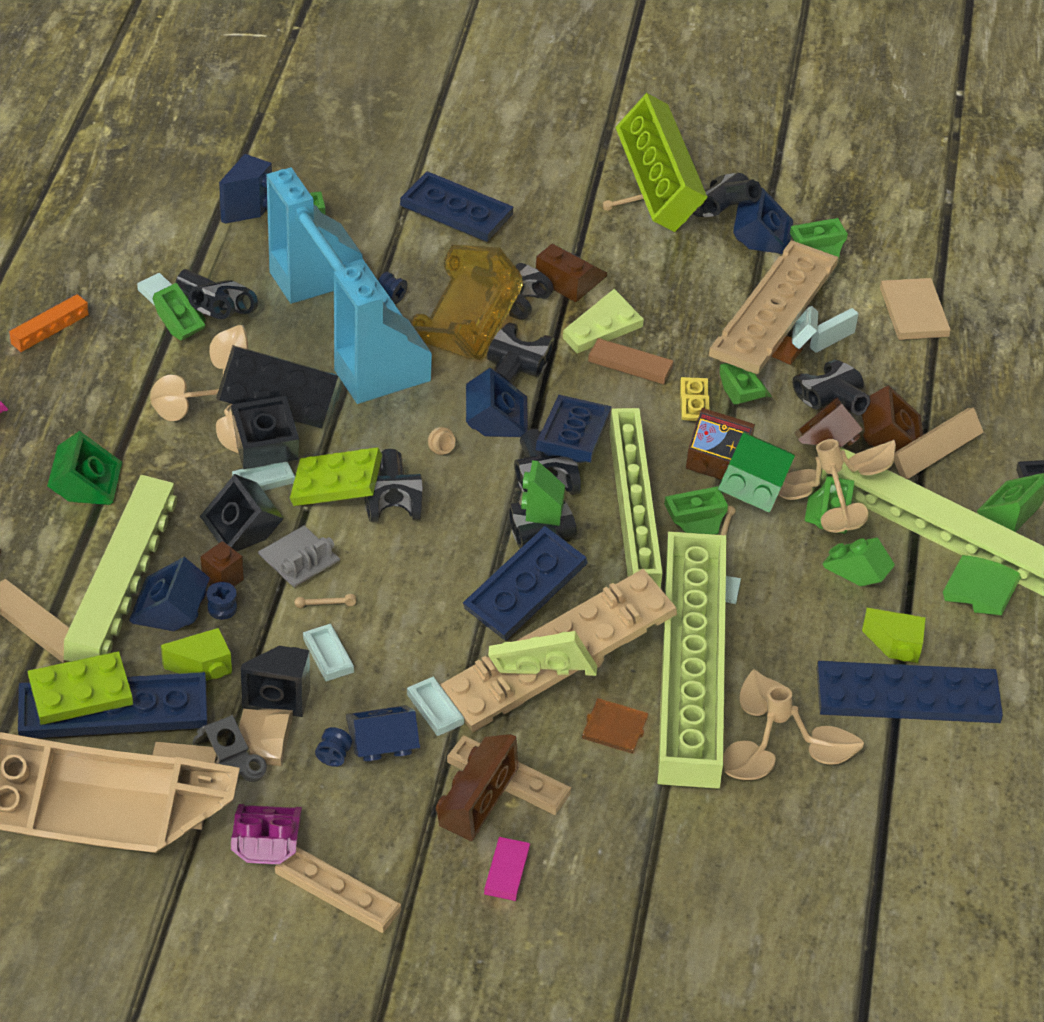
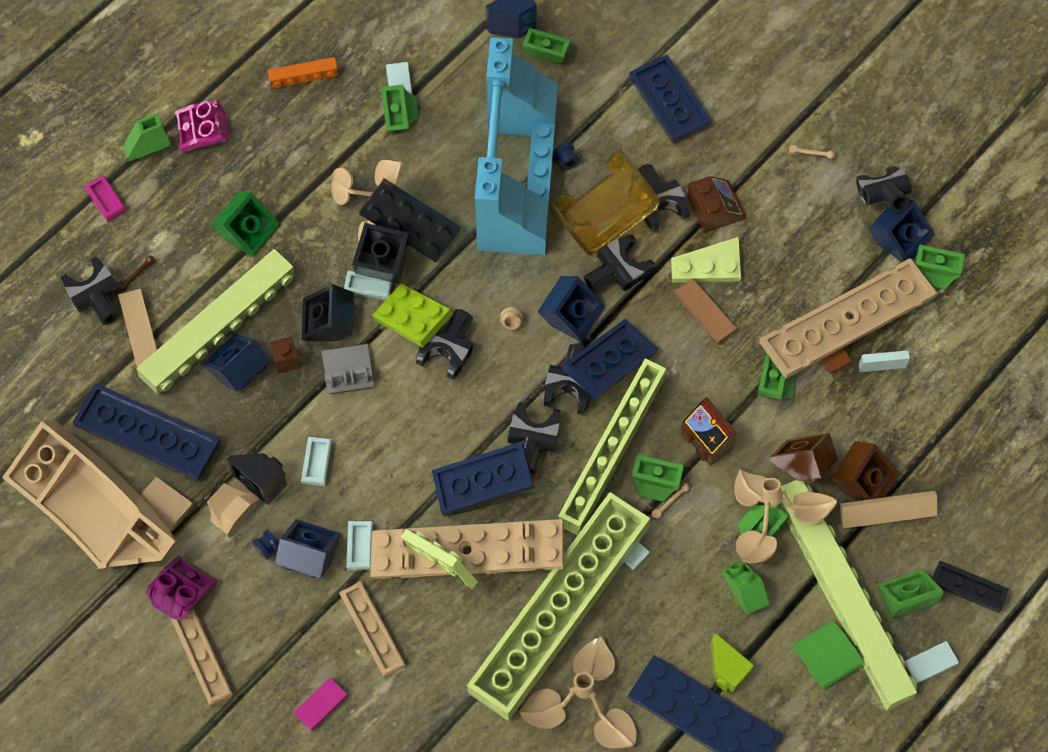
camera: 35 degrees right, 20 degrees up
(80, 687) = (129, 409): lime plate -> none
(198, 654) = (226, 421): lime slope -> none
(213, 296) = (426, 106): black connector -> none
(221, 600) = (270, 387): dark blue wheel -> none
(233, 755) = (195, 520): dark grey piece -> none
(349, 600) = (325, 409): tan hinge -> none
(478, 786) = (335, 633): reddish brown slope -> none
(544, 496) = (535, 415): bright green slope -> none
(615, 725) = (473, 628): clear orange piece -> none
(661, 162) = (853, 133): lime brick -> none
(693, 397) = (728, 372): light yellow slope -> none
(756, 472) = (715, 471): green slope -> none
(805, 327) = (858, 350): light aqua tile -> none
(838, 382) = (840, 419): black connector -> none
(915, 308) = (970, 369): tan tile -> none

